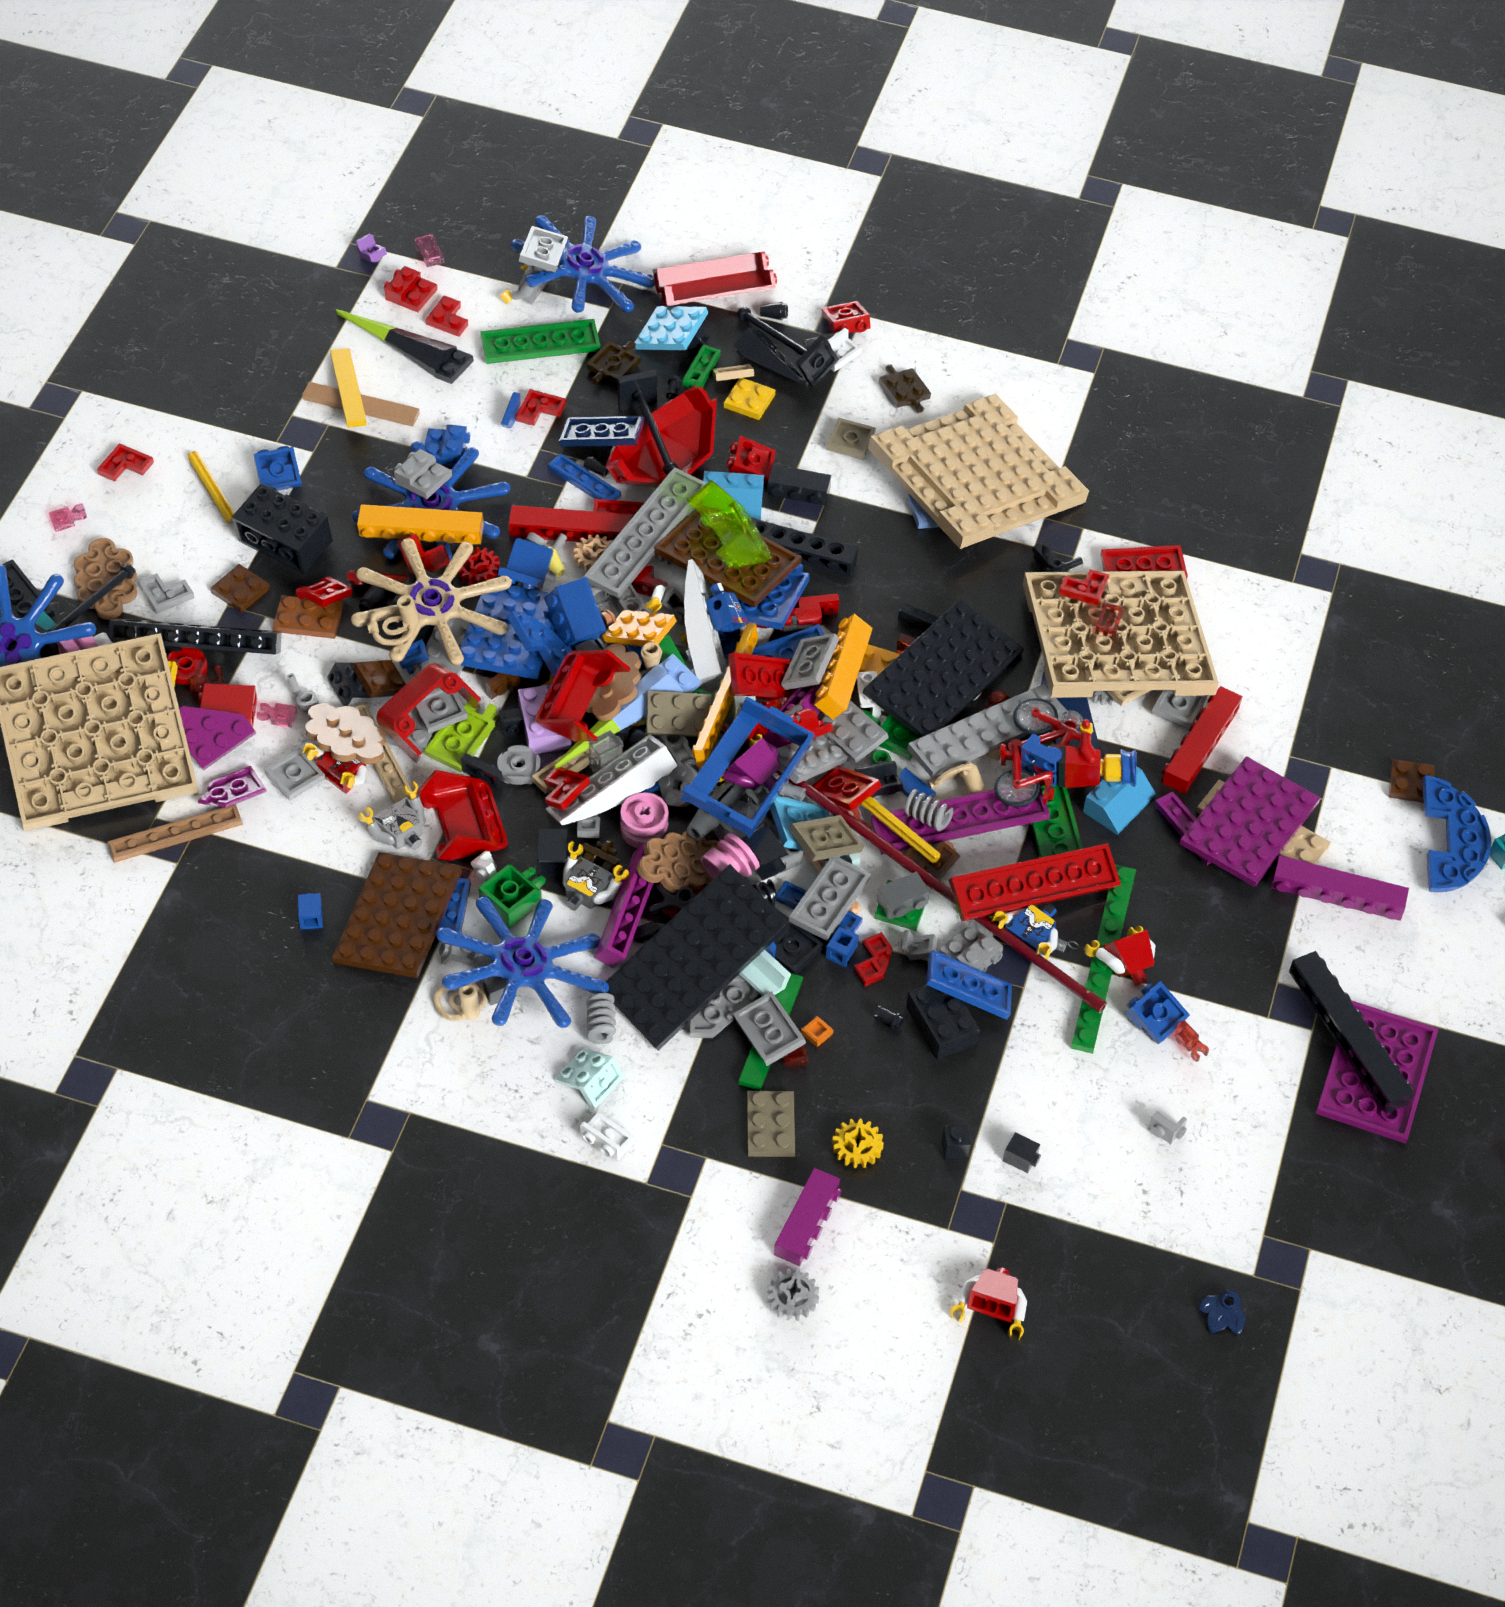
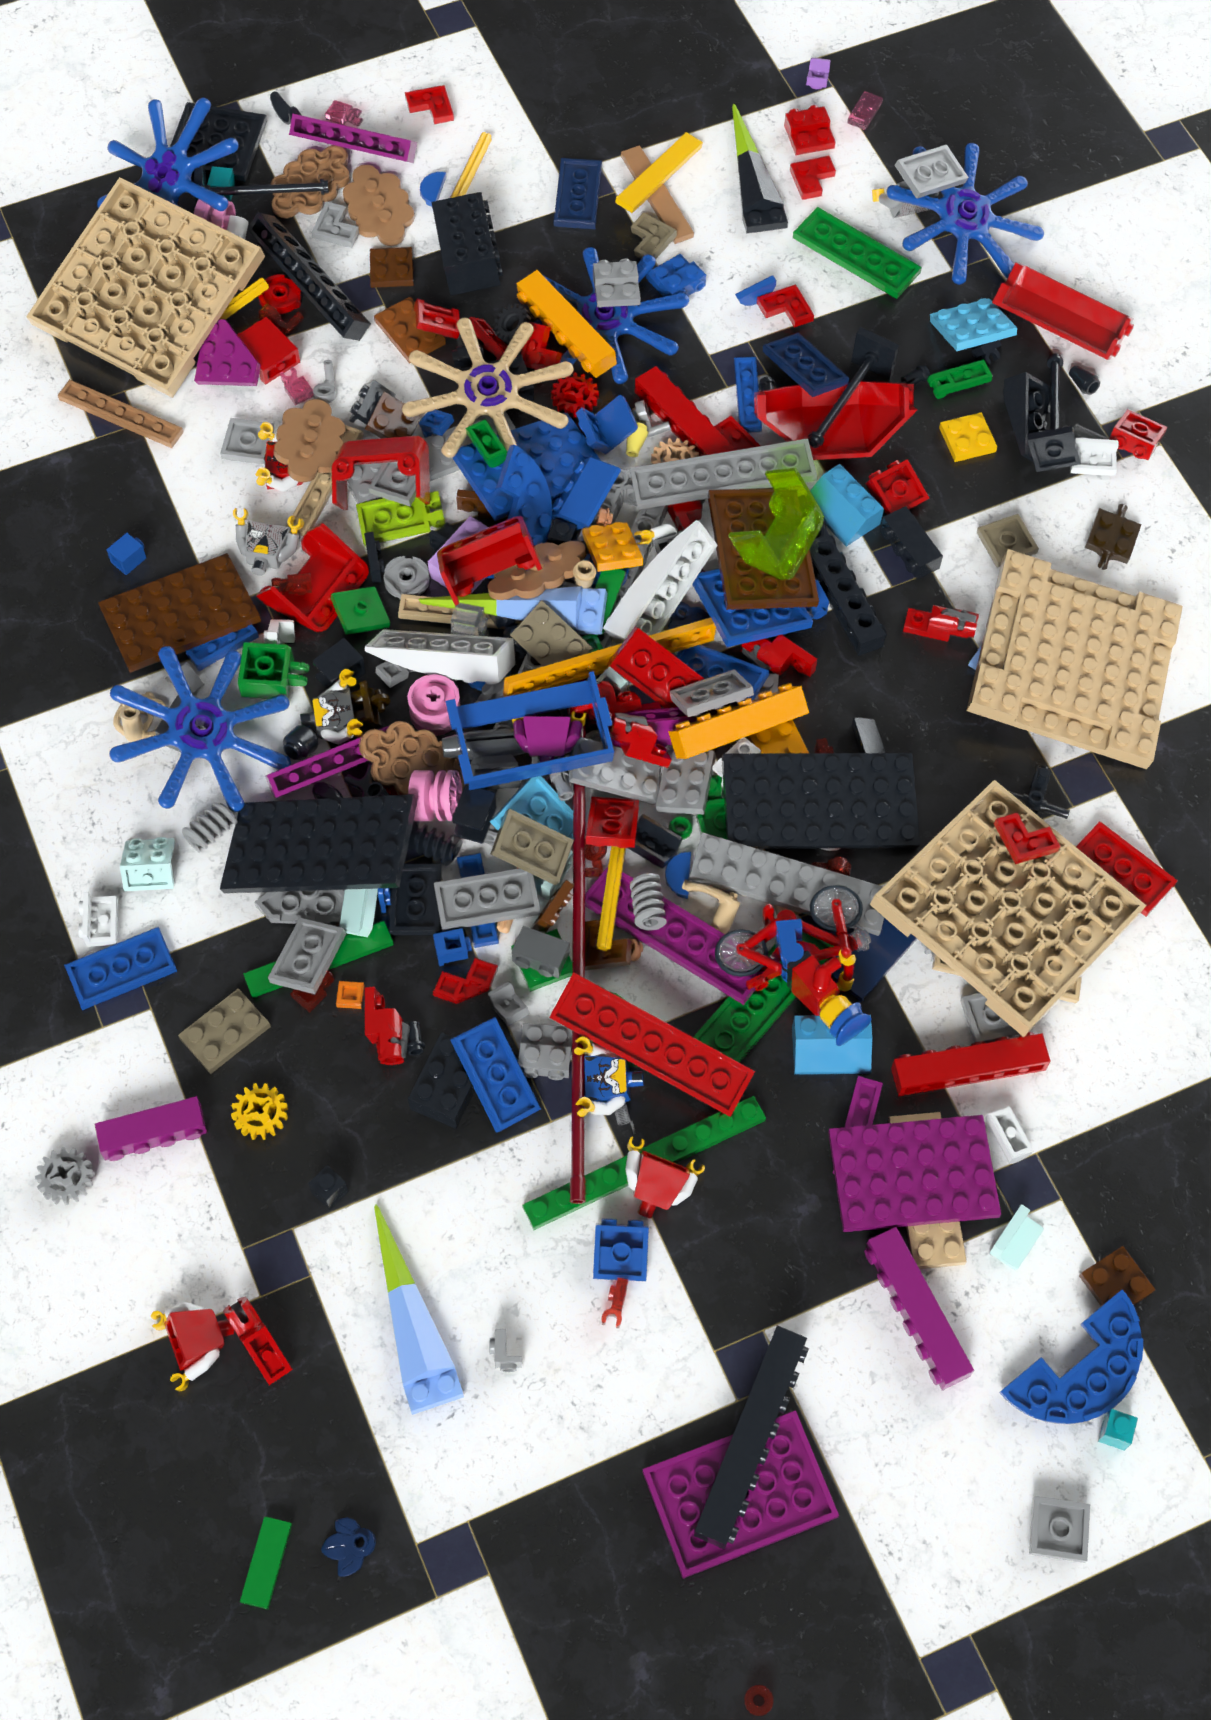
camera: 50 degrees right, 10 degrees up
(21, 549) = (282, 109): none -> black helmet
(102, 525) = (353, 138): none -> magenta brick
(175, 556) = (378, 205): none -> medium nougat plate
(199, 517) = (432, 186): none -> blue tile
(233, 788) = (194, 415): magenta tile -> none
(278, 468) = (527, 195): blue plate -> none
(310, 445) = (578, 193): none -> dark blue tile
(374, 546) = (507, 319): none -> black tyre
(398, 427) = (655, 236): none -> dark tan plate
(408, 615) = (441, 375): tan piece -> none
(458, 826) = (296, 584): none -> clear red plate
(477, 632) = (487, 443): none -> green brick
(517, 809) = (360, 610): none -> green plate
(566, 787) = (409, 625): red plate -> none
(589, 918) = (300, 742): none -> black head
(613, 362) = (893, 316): dark brown plate -> none
(656, 1152) = (120, 968): none -> blue tile
(725, 610) = (693, 590): blue torso -> none
(733, 372) = (980, 403): tan tile -> none
(867, 1025) = (385, 1028): none -> red plate
(876, 515) = (941, 623): none -> red plate
(876, 861) = (553, 907): none -> reddish brown plate
(1022, 1153) = (366, 1249): black brick -> none
(1031, 1258) = (257, 1340): none -> red plate
(1107, 630) = (990, 892): clear red tile -> none
(1127, 1176) = (423, 1358): none -> light blue plate
(1192, 1369) = (266, 1563): none -> green tile
(1269, 756) = (1009, 1134): none -> white brick
(1337, 806) = (1017, 1239): none -> light aqua panel

